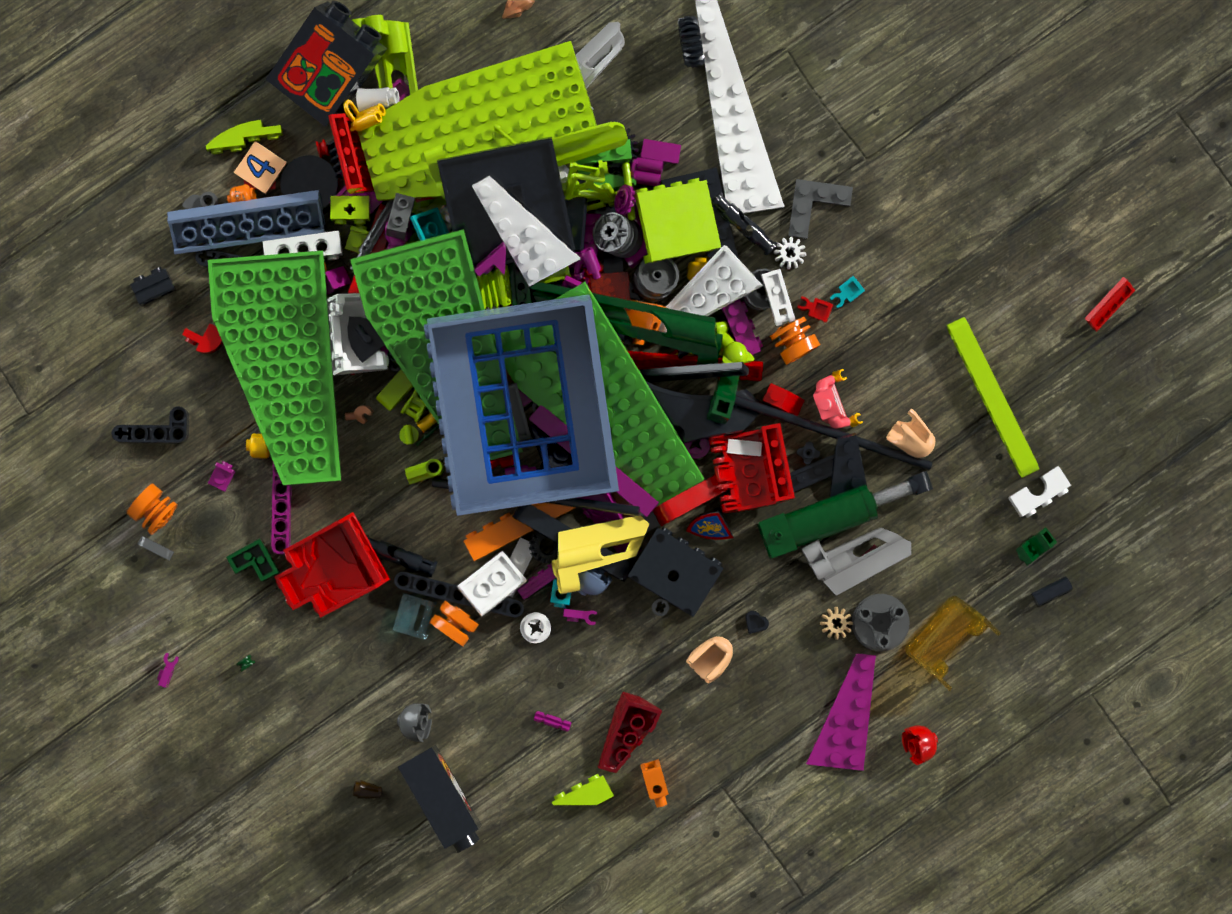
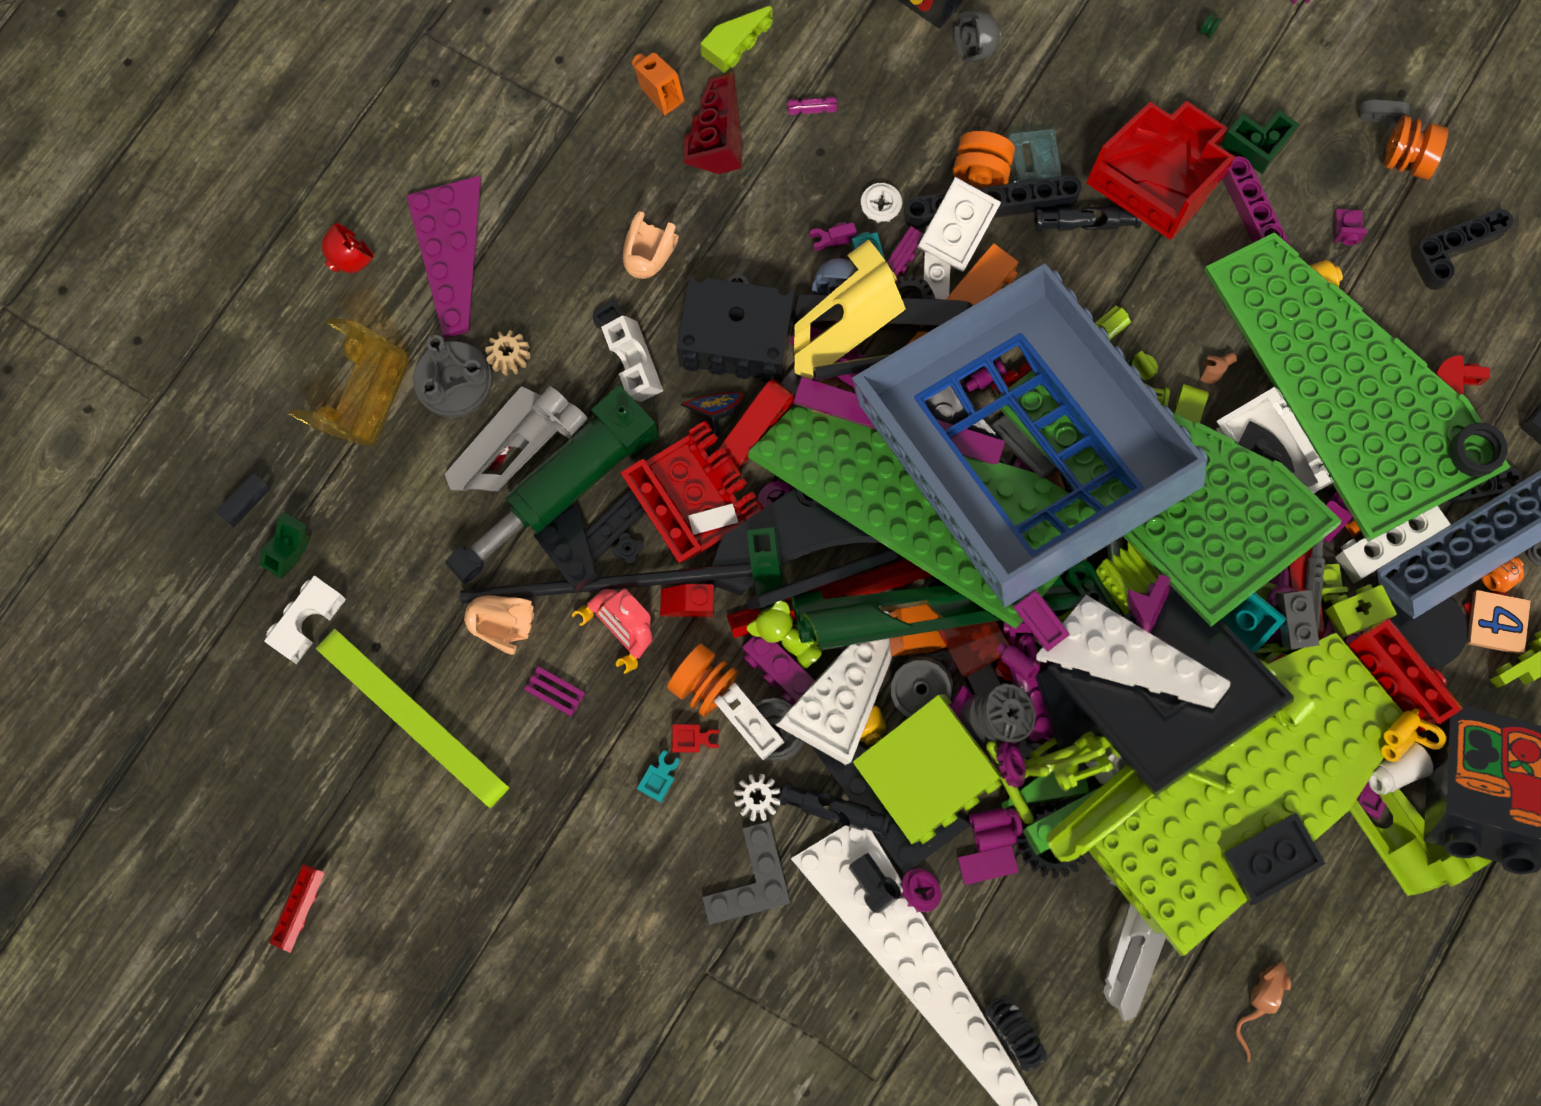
camera: 160 degrees right, 10 degrees down
(229, 292) = (1496, 441): none -> black tyre
(489, 74) = (1273, 858): none -> black plate
(568, 277) = (1041, 620): none -> magenta tile
(707, 159) = (923, 880): none -> magenta gear
(738, 161) = (879, 890): none -> black piece
(751, 592) = (627, 341): none -> white arch
(898, 371) = (535, 681): none -> magenta tile

